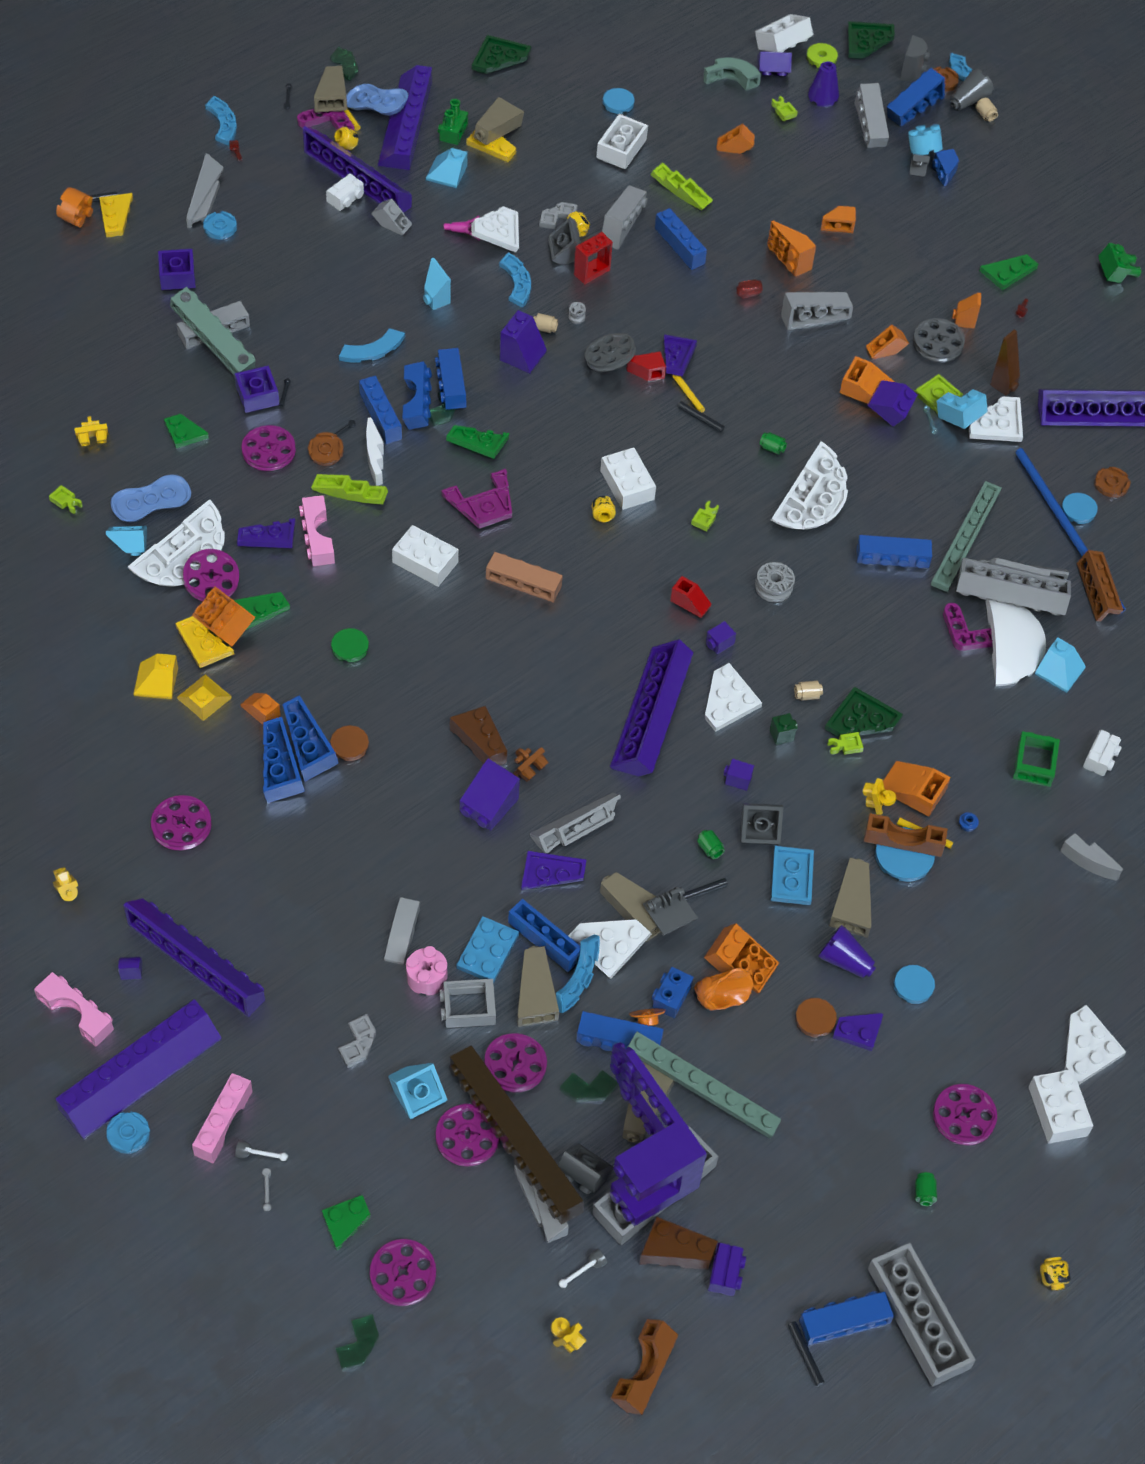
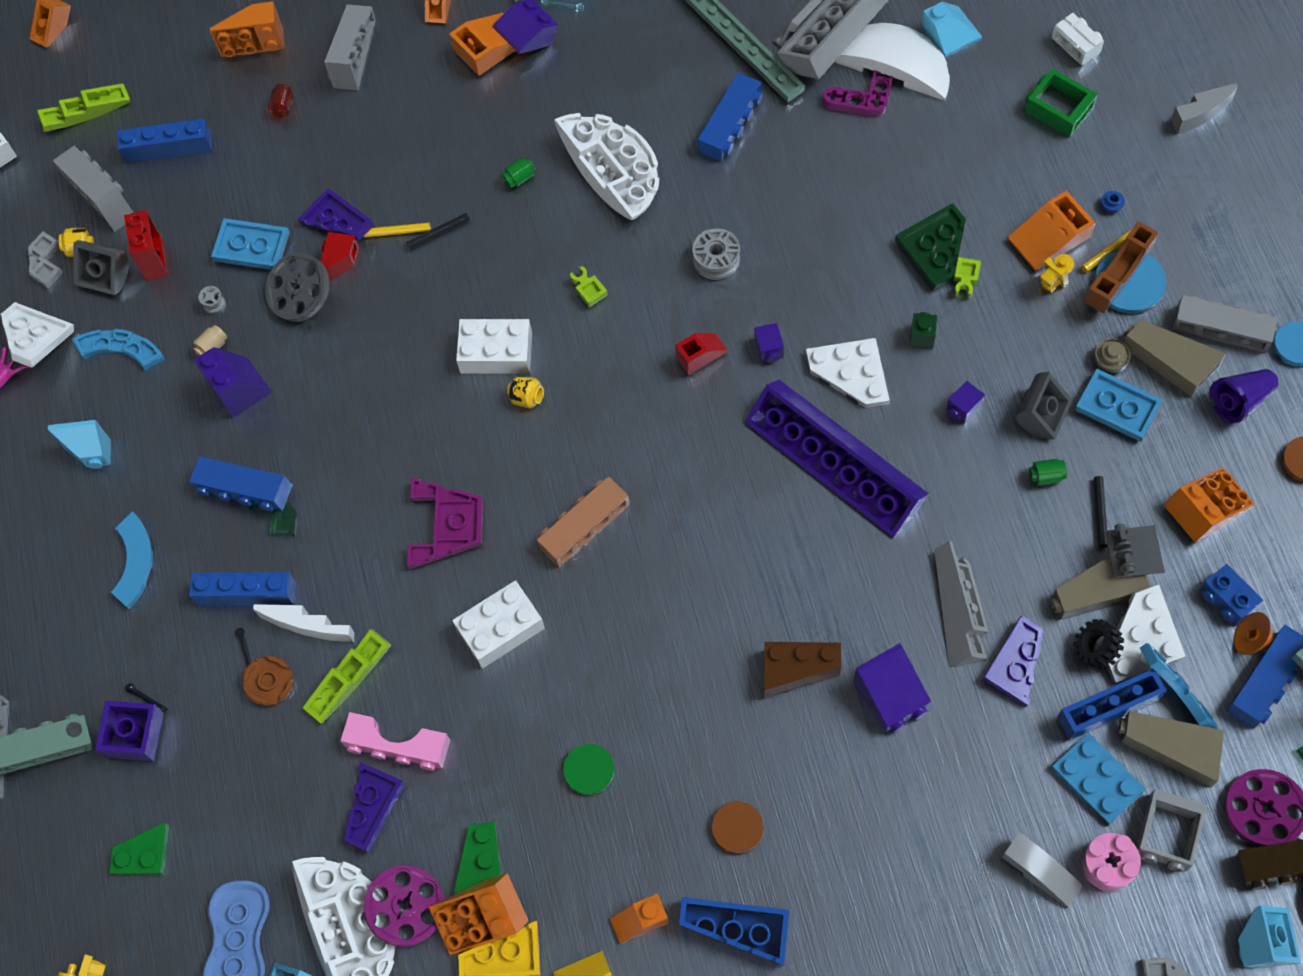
camera: 55 degrees left, 10 degrees up
(266, 454) = (233, 762): magenta wedge -> none
(310, 743) = (724, 877): blue wedge -> none
(417, 412) = (269, 546): blue arch -> none
(481, 442) = (350, 491): green wing -> none
(524, 769) = (855, 626): dark orange hips -> none
(587, 912) = (1108, 650): none -> black tyre
(630, 315) = (250, 244): none -> dark azure plate
(724, 989) = (1248, 545): orange hair -> none
(808, 690) = (880, 283): tan brick -> none
(831, 858) = (1112, 355): none -> dark tan plate
(901, 926) = (1224, 323): none -> light grey brick

